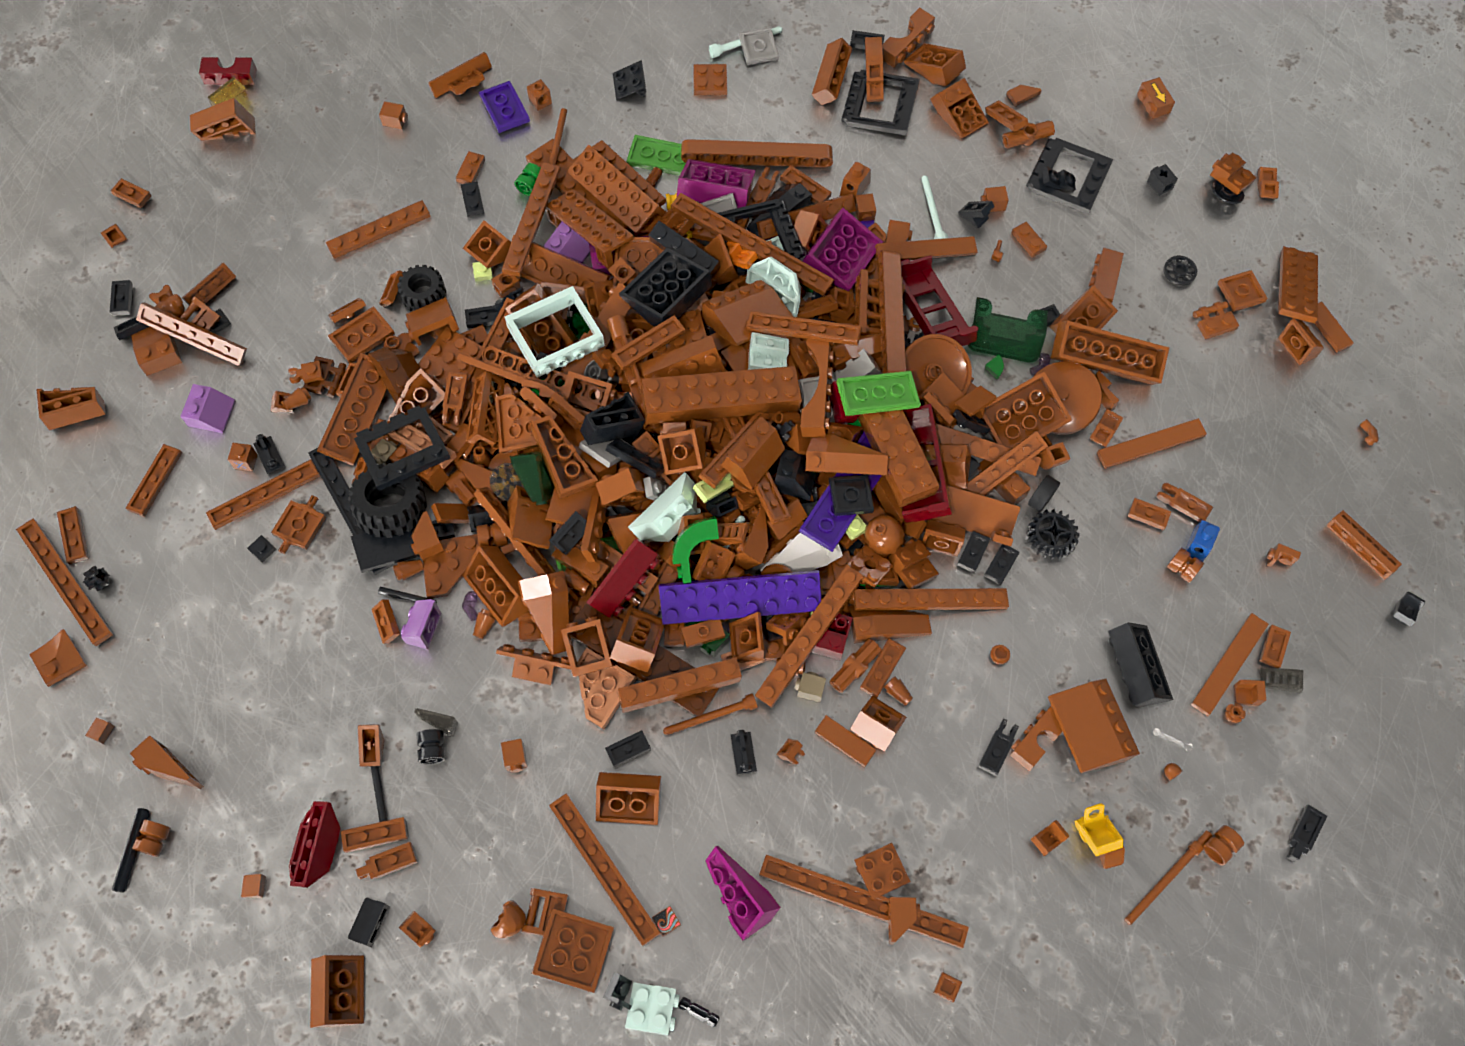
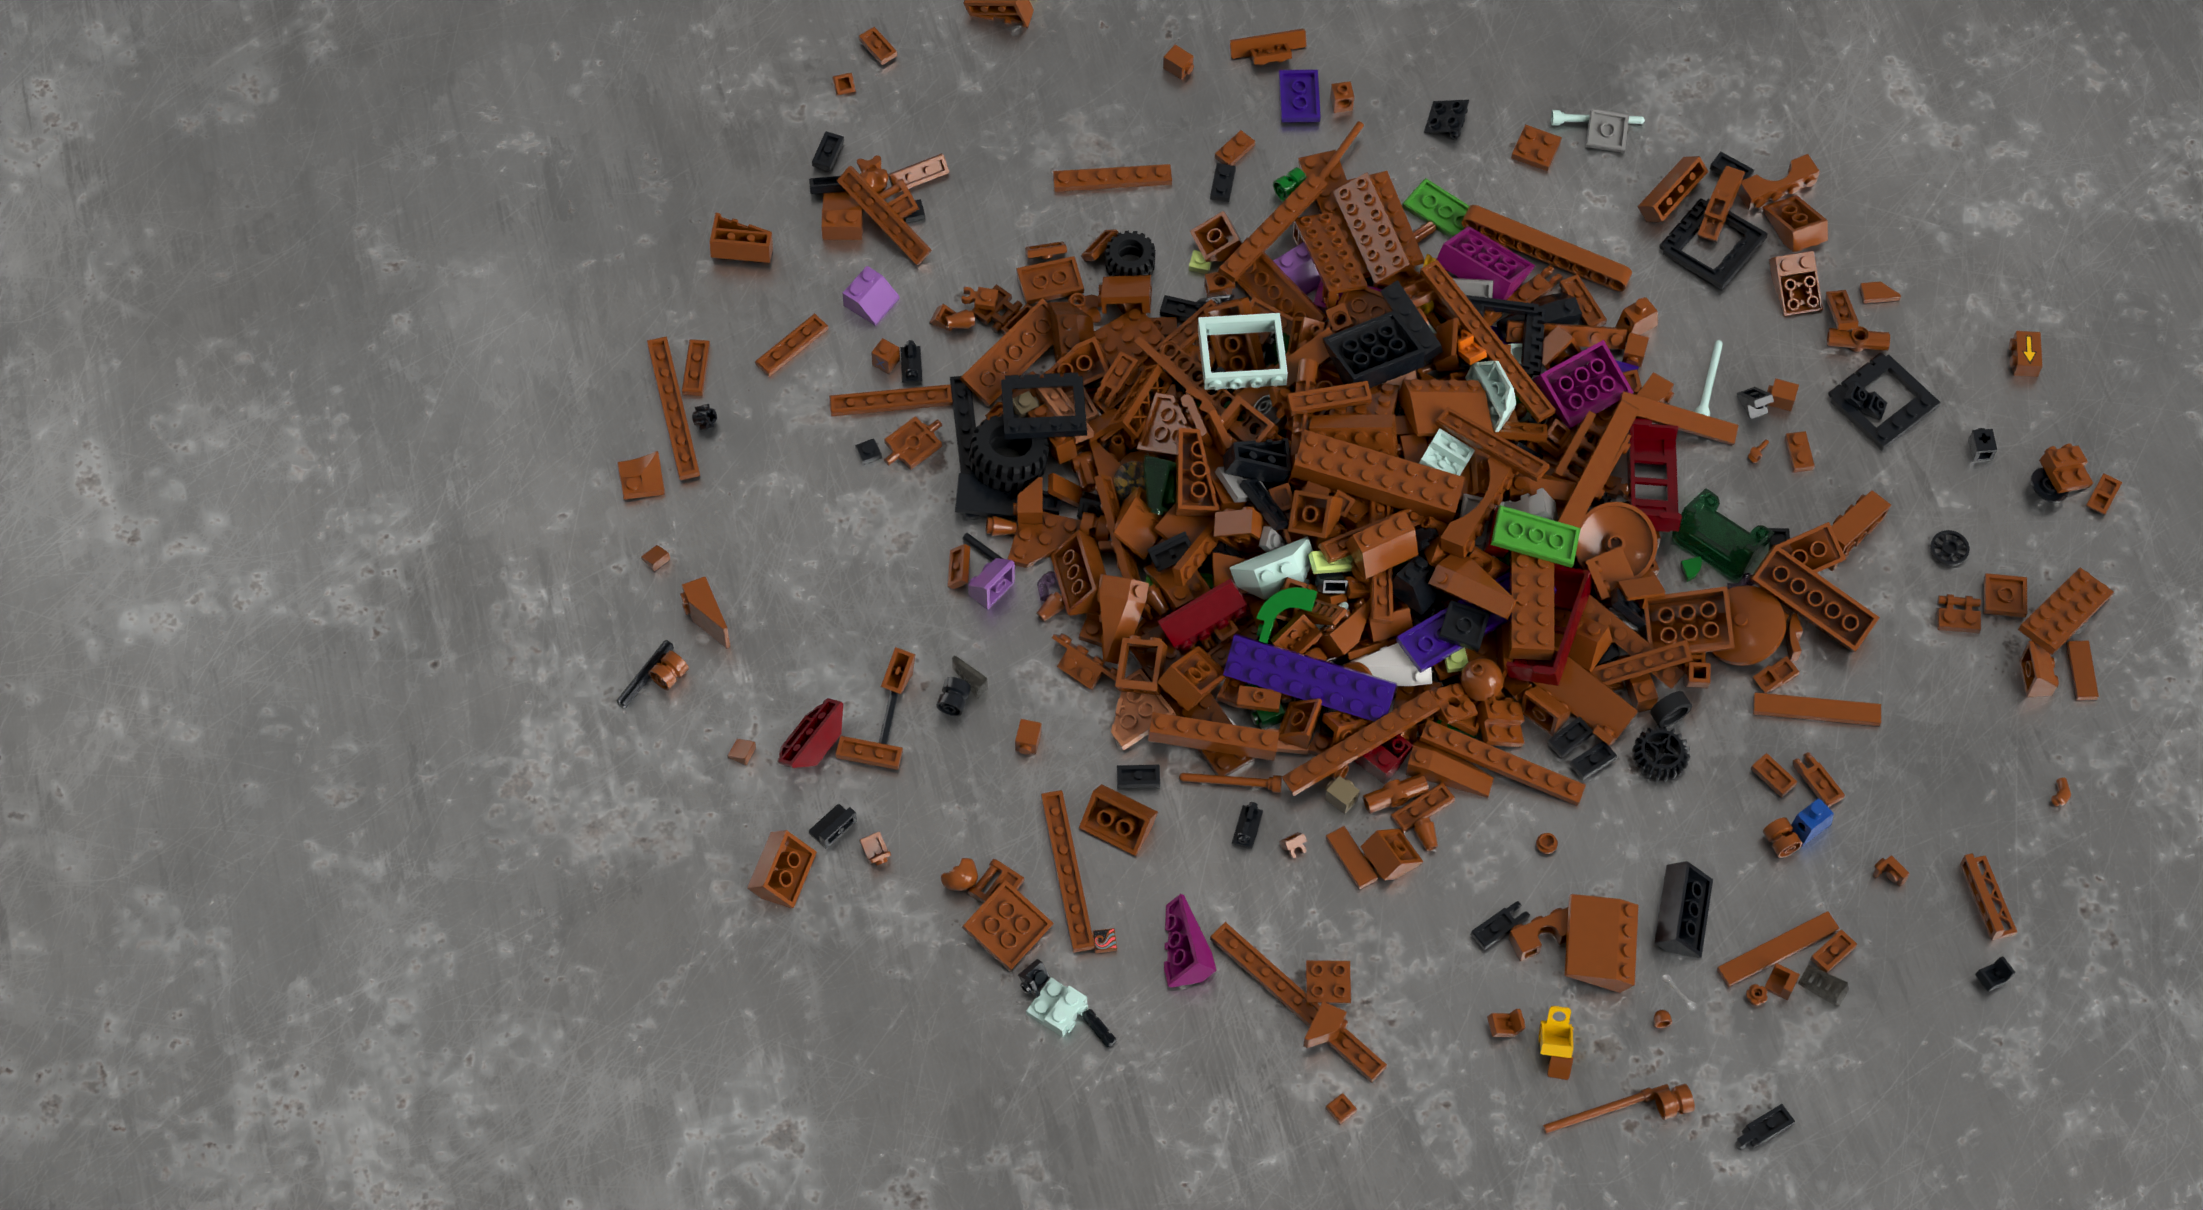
camera: 25 degrees right, 5 degrees down
(388, 862) = (871, 781): dark orange hinge -> none

